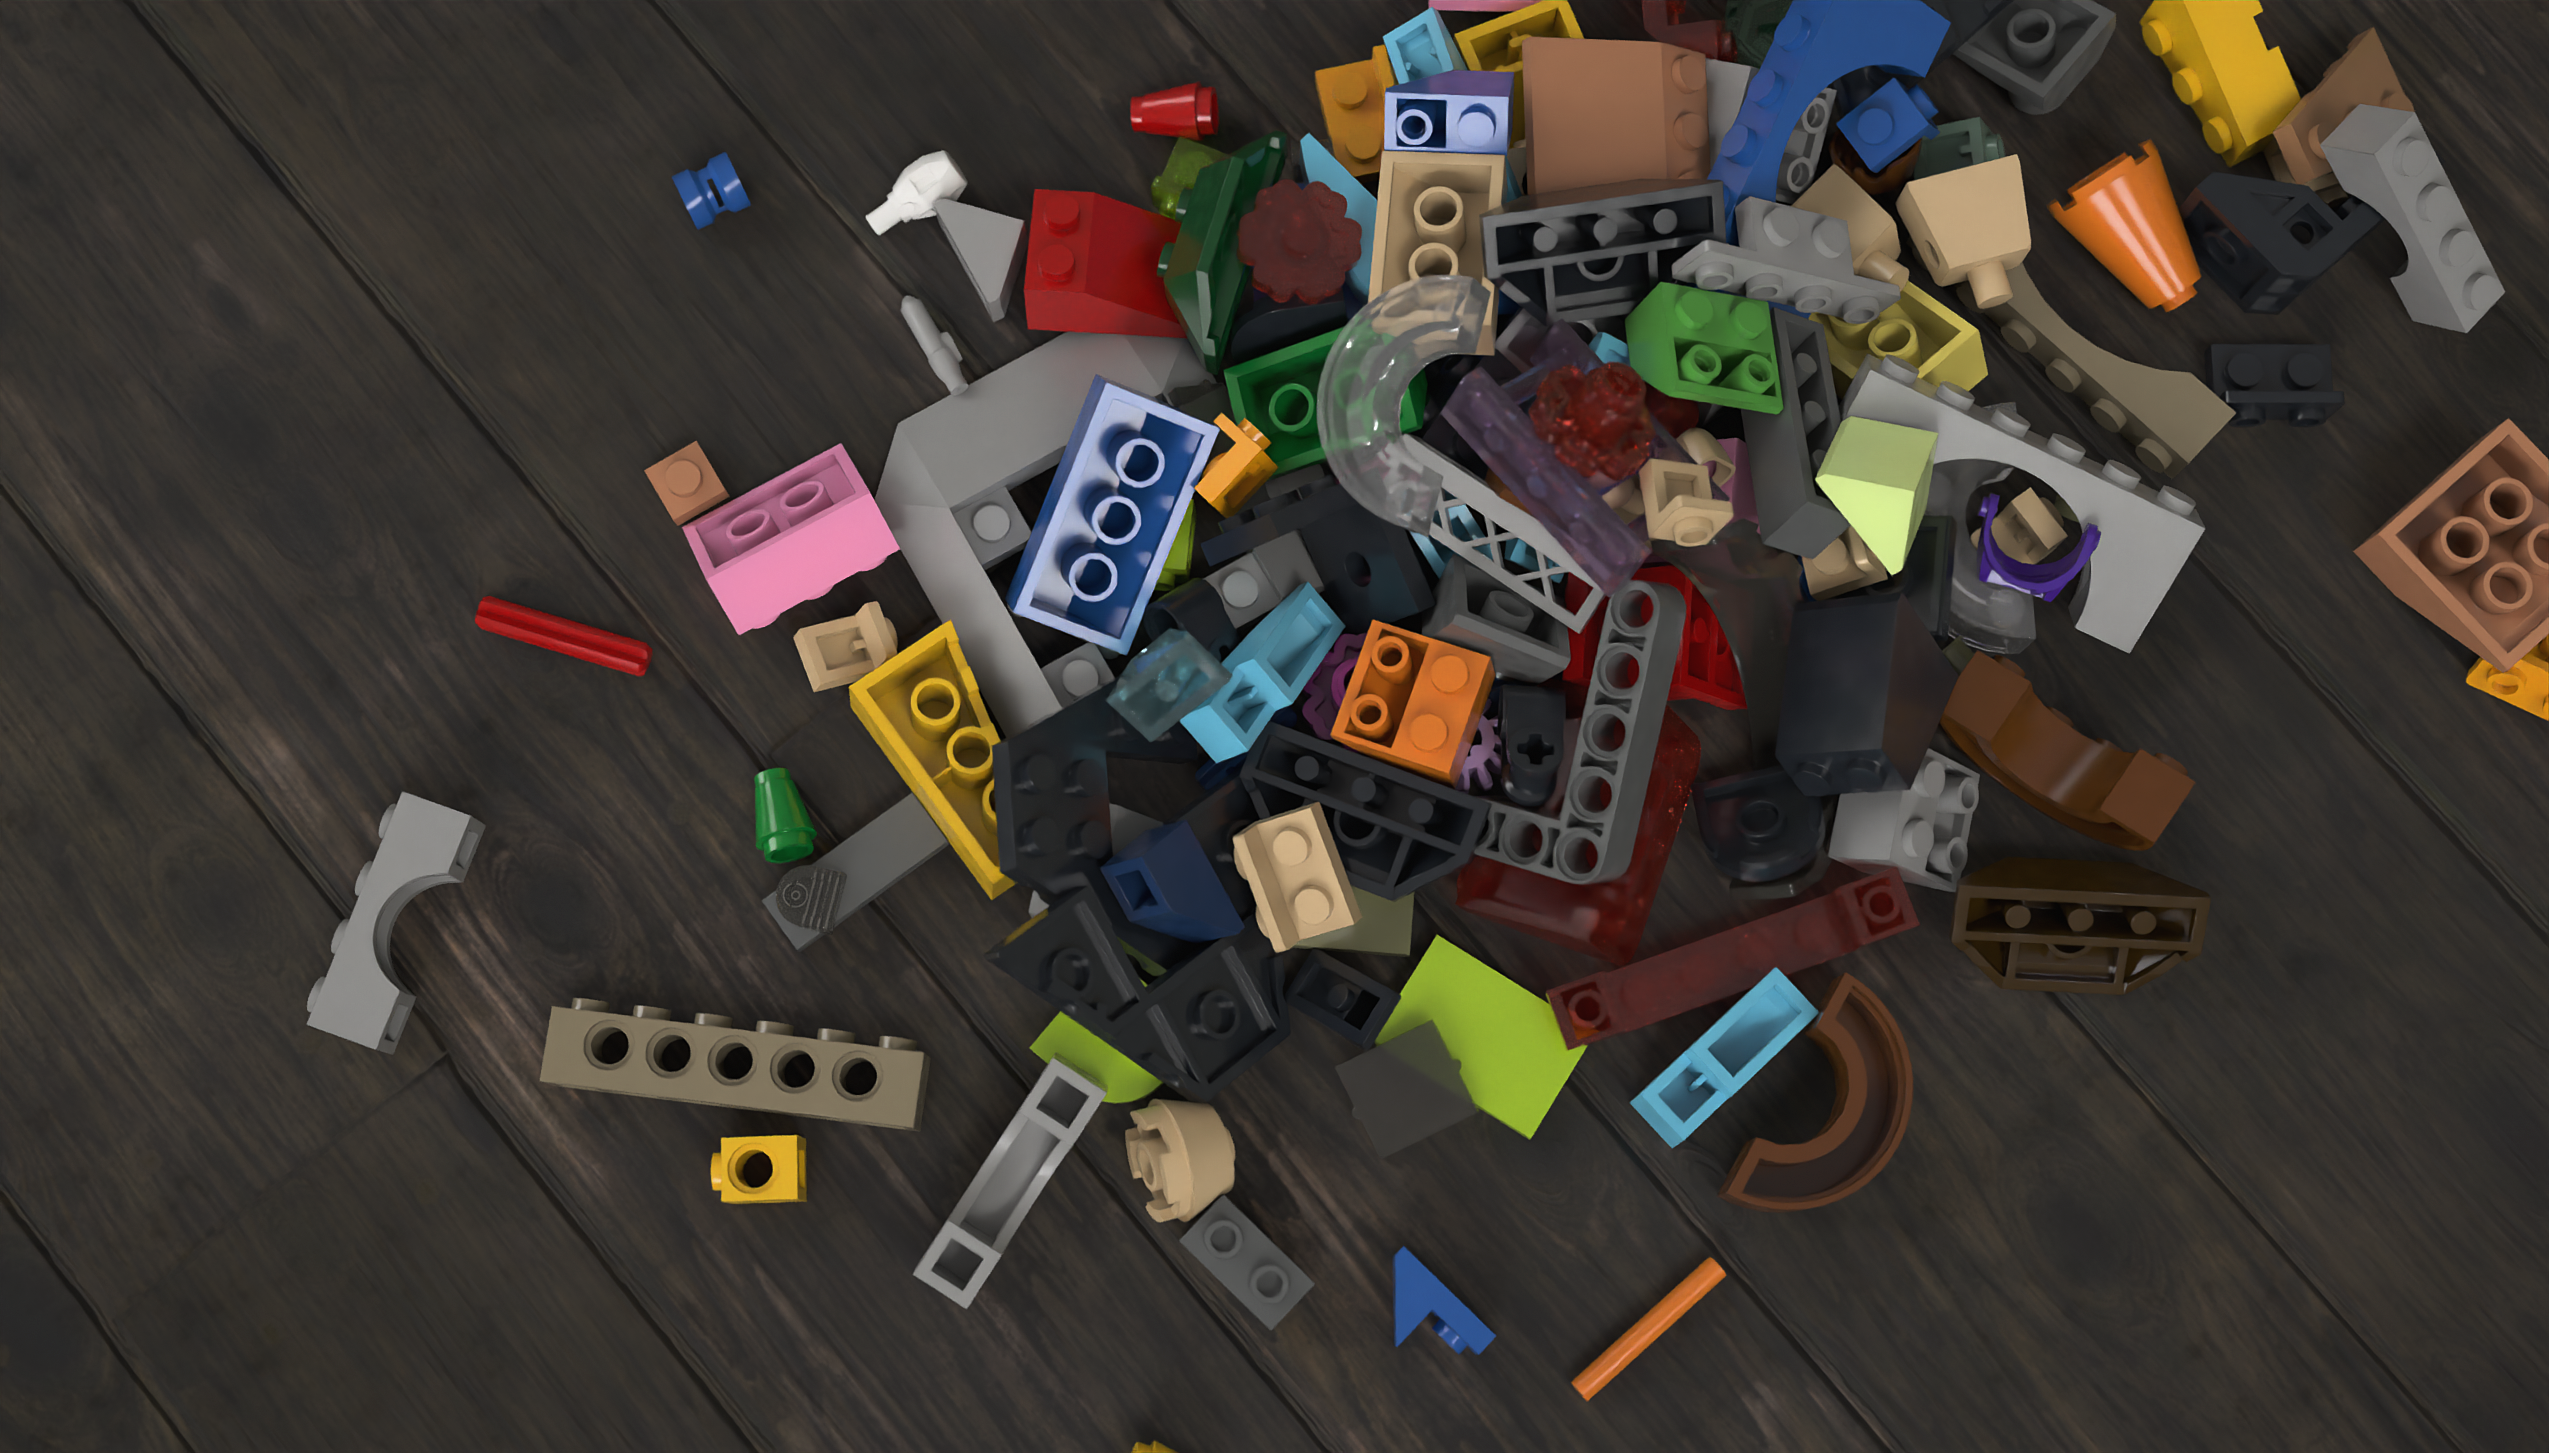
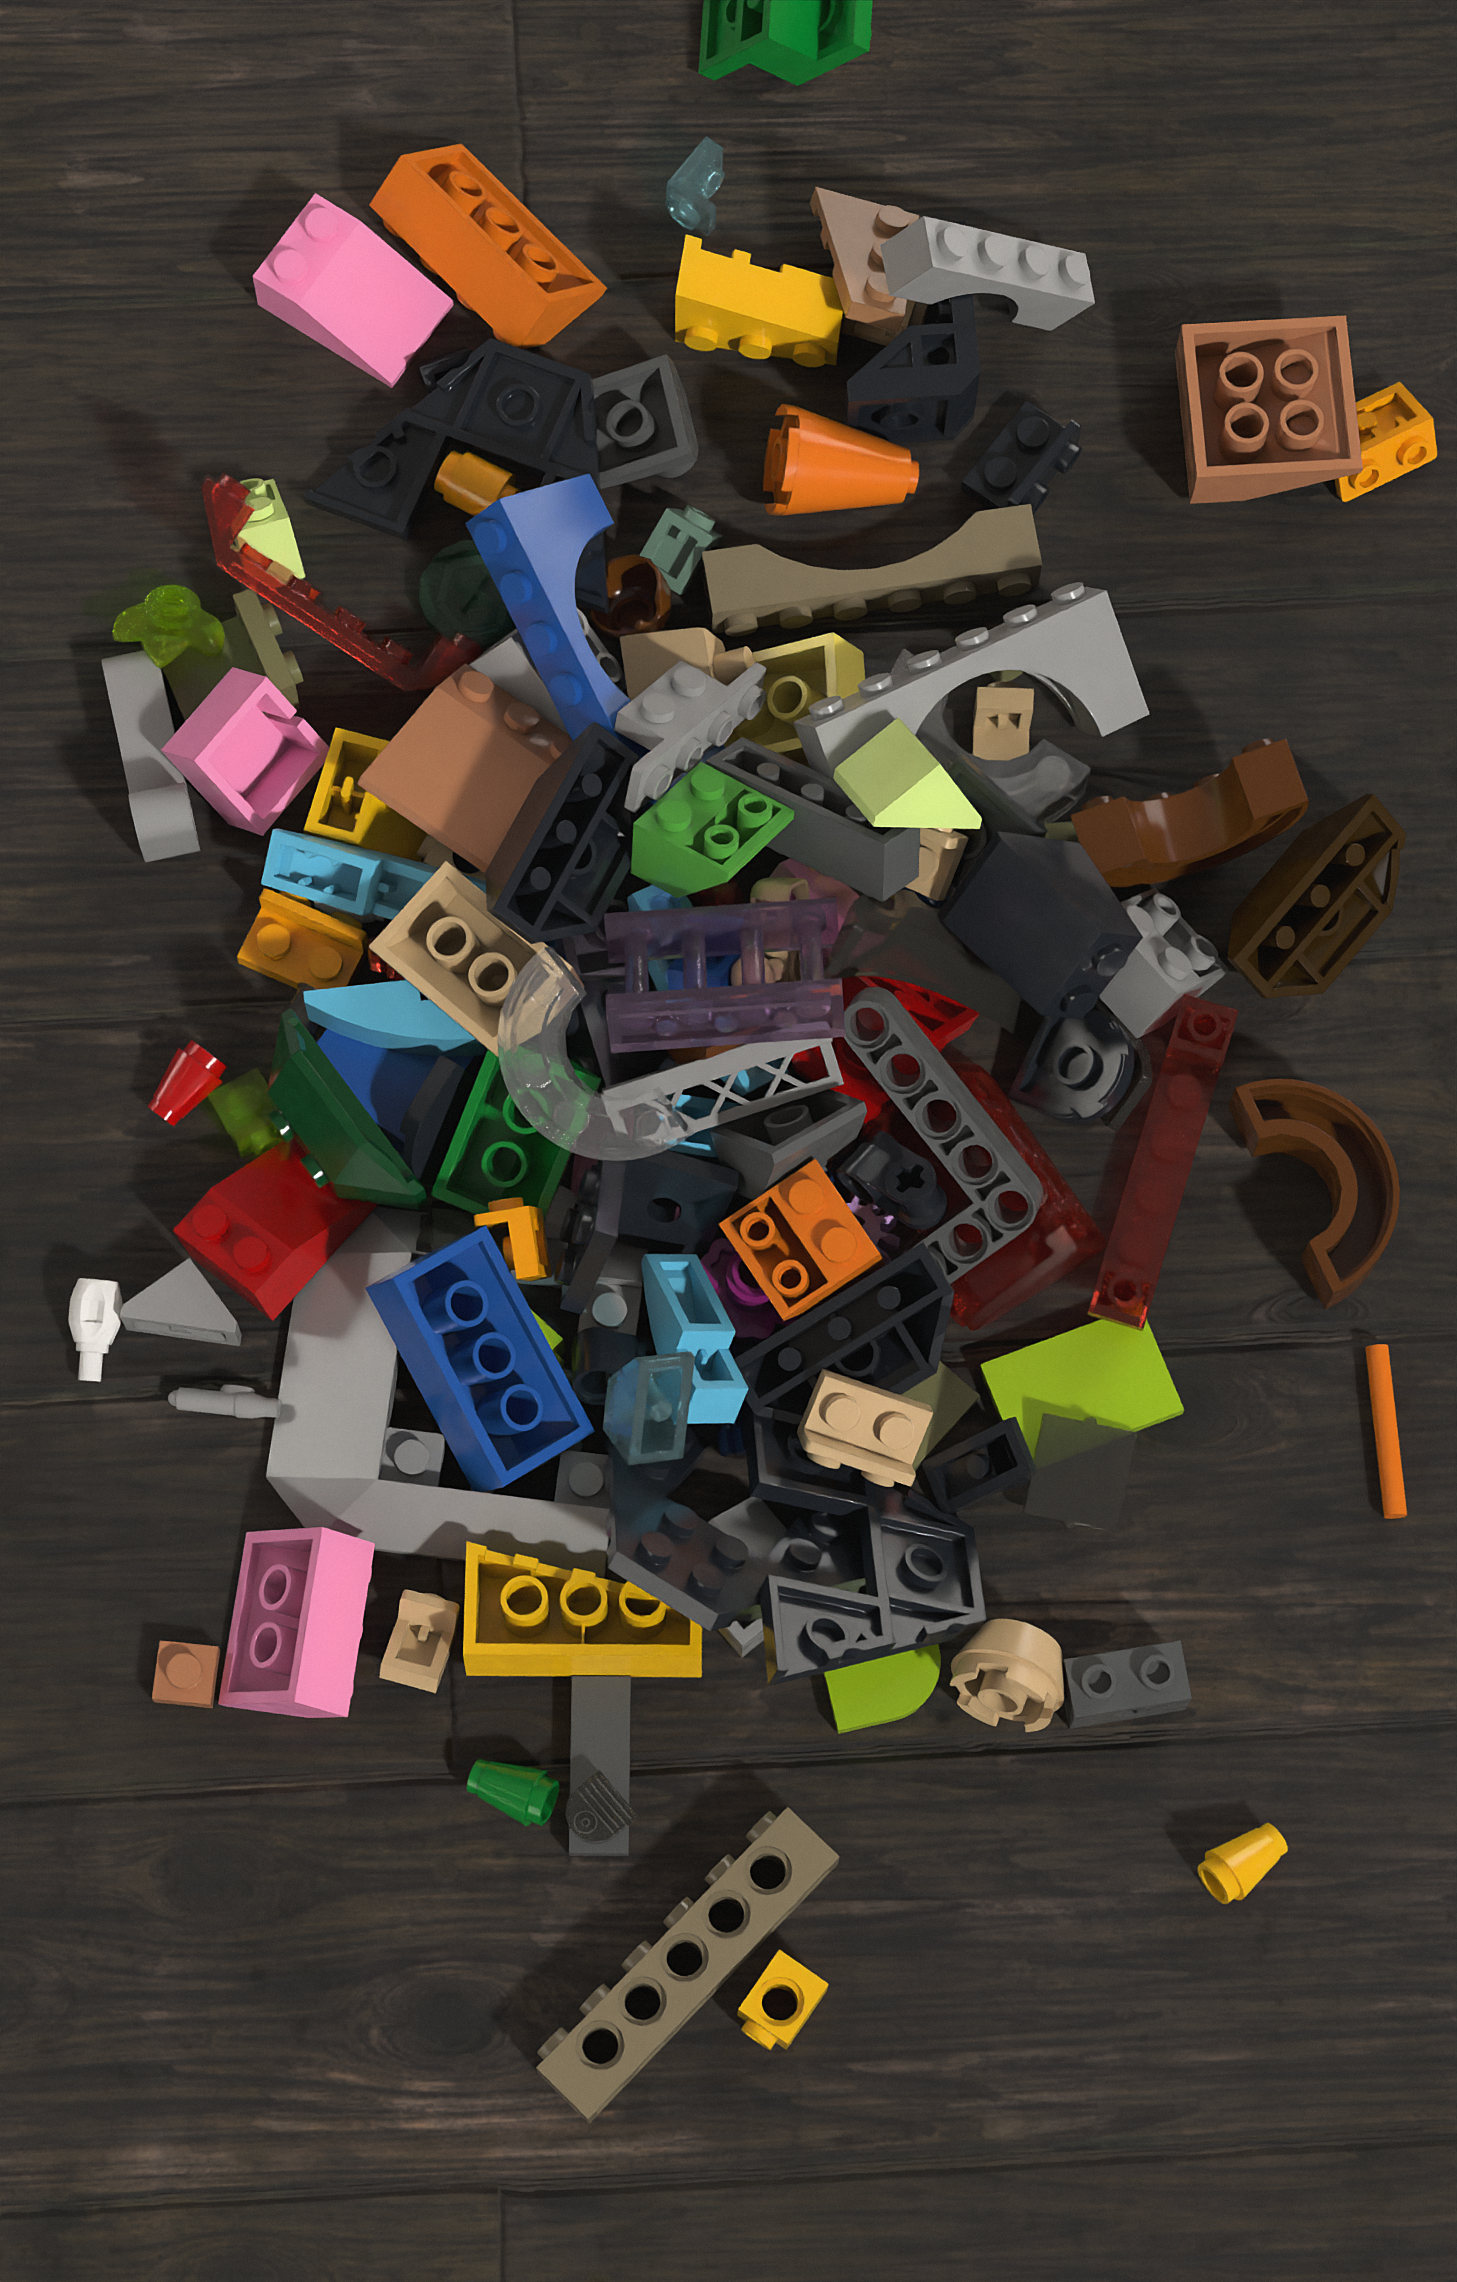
camera: 55 degrees left, 5 degrees down
(361, 991) = (411, 2216): light grey arch -> none
(563, 636) = (235, 1858): red axle -> none
(1010, 1180) = (917, 1773): light grey arch -> none
(1171, 886) = (806, 1520): dark blue slope -> none
(1299, 241) = (387, 1060): clear red plant -> none
(1419, 1293) = (1240, 1574): blue slope -> none
(1451, 113) = (382, 873): blue slope -> none
(1595, 419) = (708, 944): clear red plant -> none
(1681, 503) = (818, 932): tan bracket -> none
(1724, 1058) = (1229, 1226): medium azure slope -> none
(1889, 123) = (625, 574): blue bracket -> none
(1970, 226) = (750, 578): tan torso -> none
(2038, 580) = (1051, 733): dark purple helmet -> none

